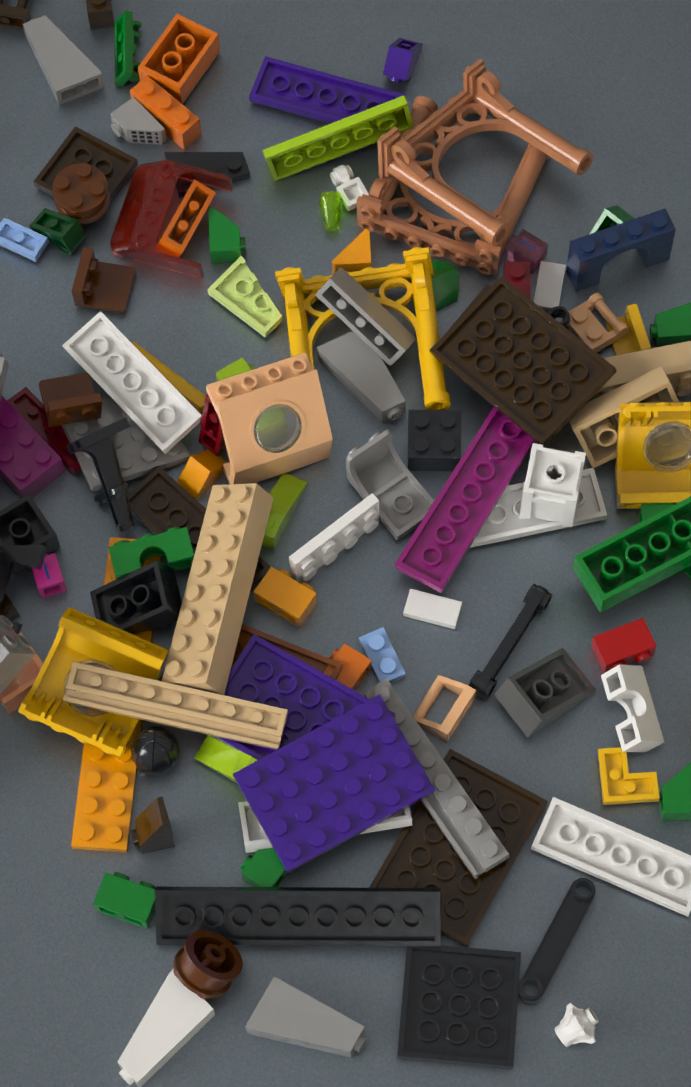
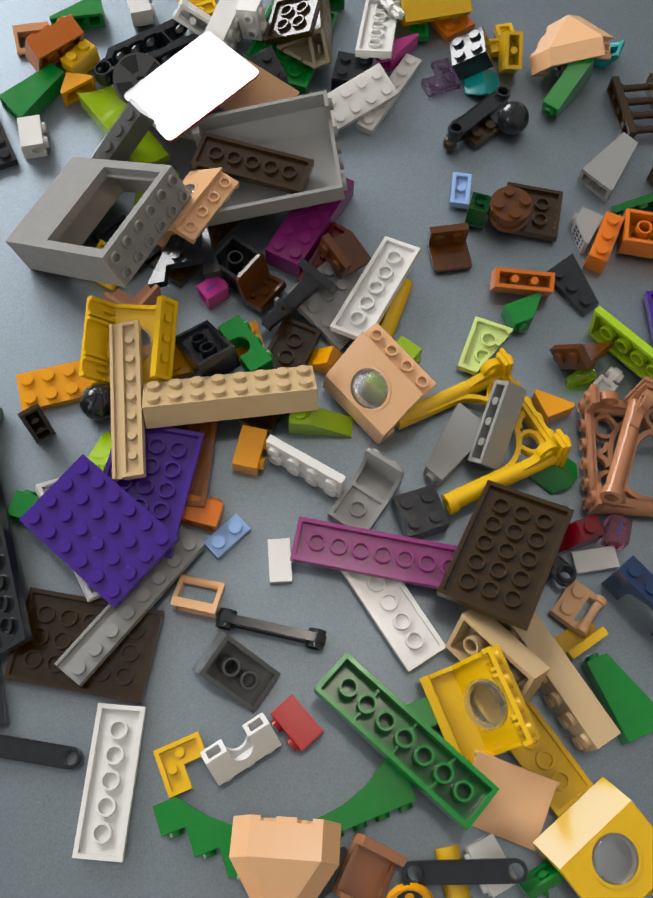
camera: 65 degrees right, 0 degrees up
(68, 515) = (258, 285): none -> reddish brown bracket
(146, 209) = (521, 253): clear red windscreen -> none
(308, 196) = (579, 355): none -> reddish brown bracket
(548, 497) = (400, 624): white container -> none

